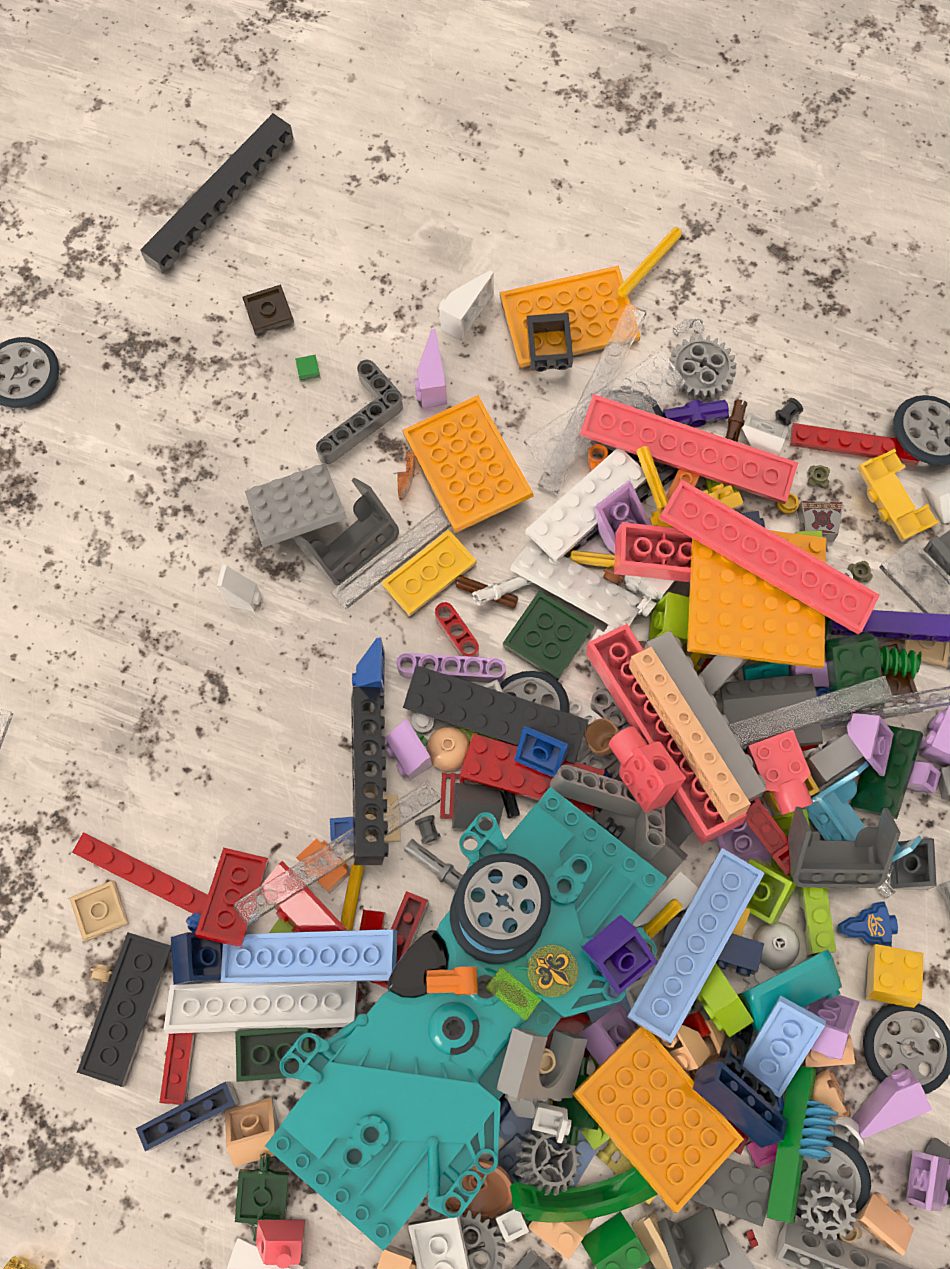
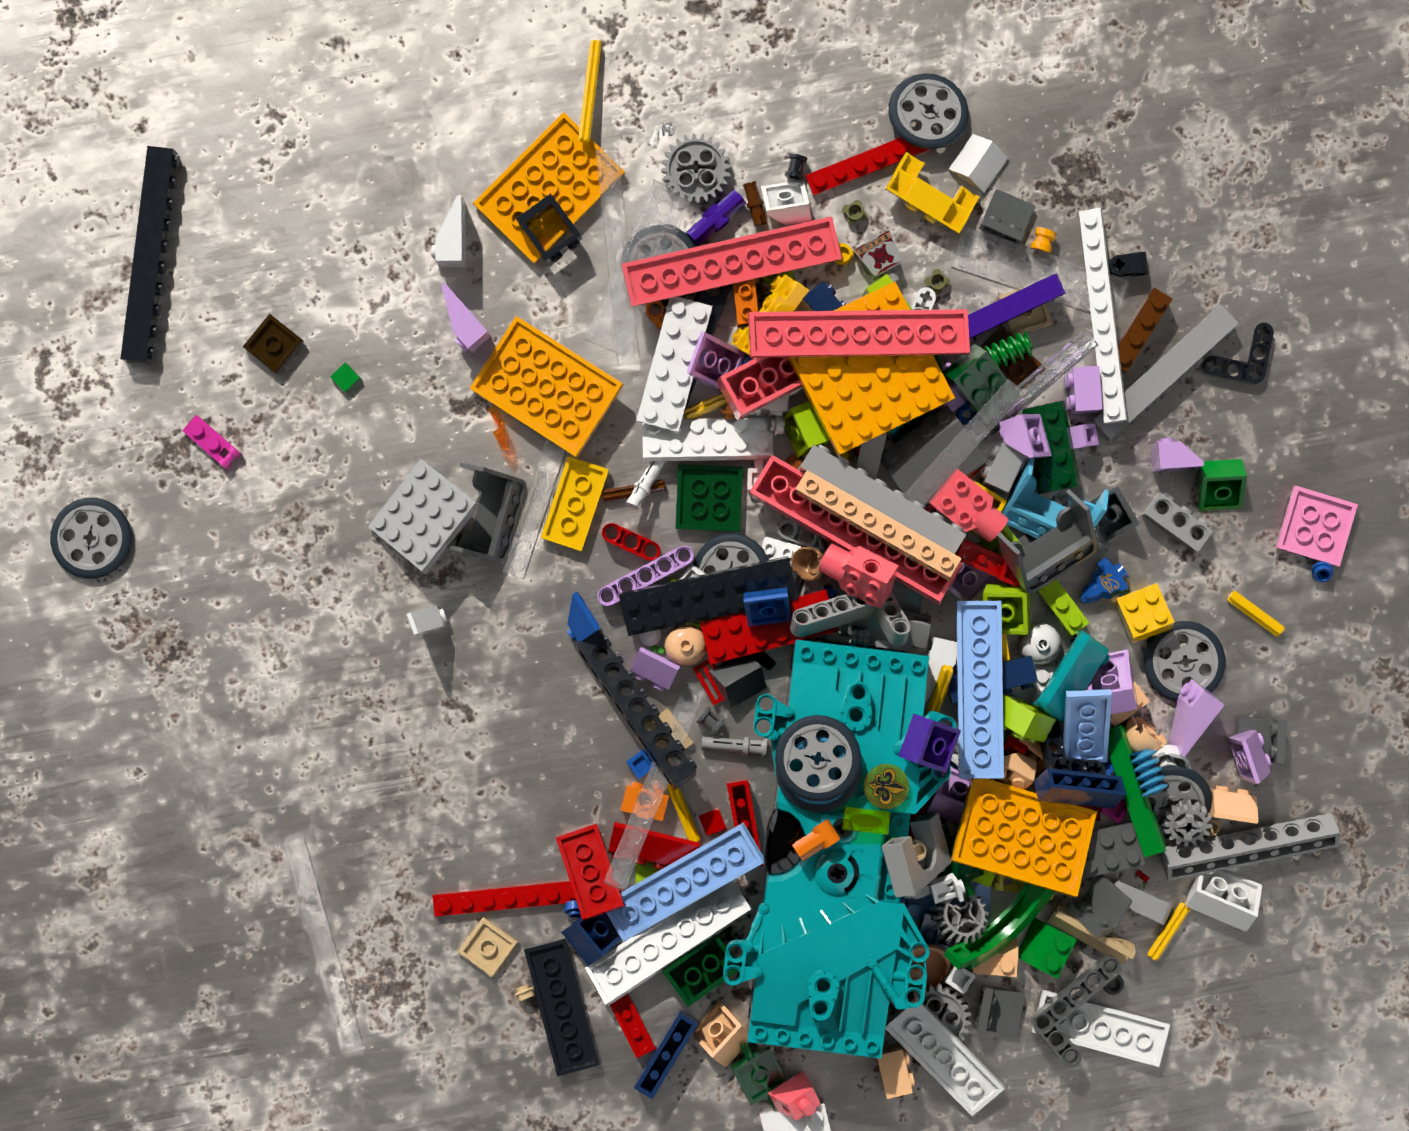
camera: 30 degrees left, 15 degrees up
(167, 354) = (211, 441): none -> dark pink plate
(363, 416) = (428, 395): dark grey beam -> none
(652, 477) = (717, 309): yellow axle -> none

